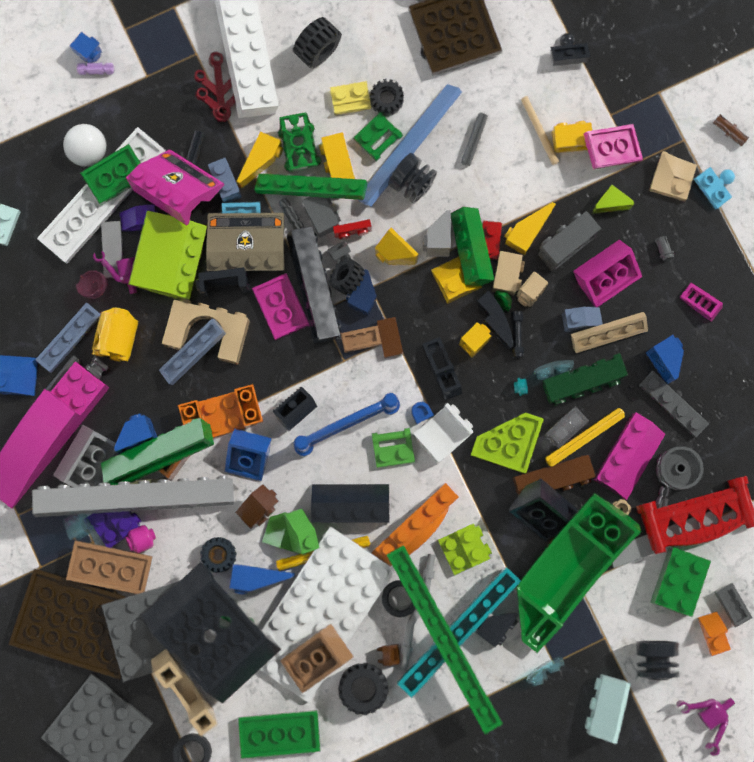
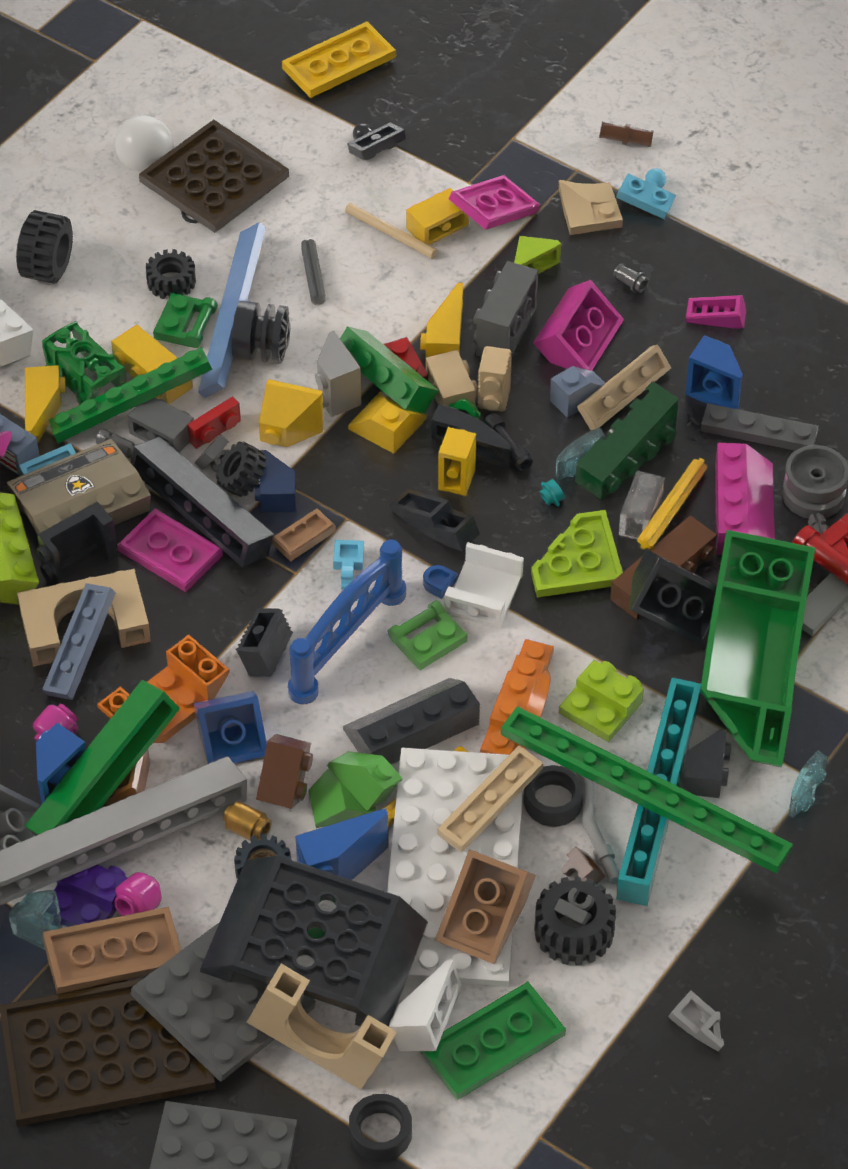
camera: 30 degrees left, 30 degrees down
(152, 401) = (55, 714): none -> dark pink head
(223, 522) = (246, 820): none -> pearl gold brick
(250, 702) = (426, 1010): none -> white slope
(350, 98) = (122, 296): light yellow plate -> none
(357, 593) = (490, 799): none -> tan plate
(361, 690) = (574, 910): none -> dark grey tile
(377, 370) = (347, 558): none -> medium azure plate
(390, 337) = (348, 522): reddish brown tile -> none

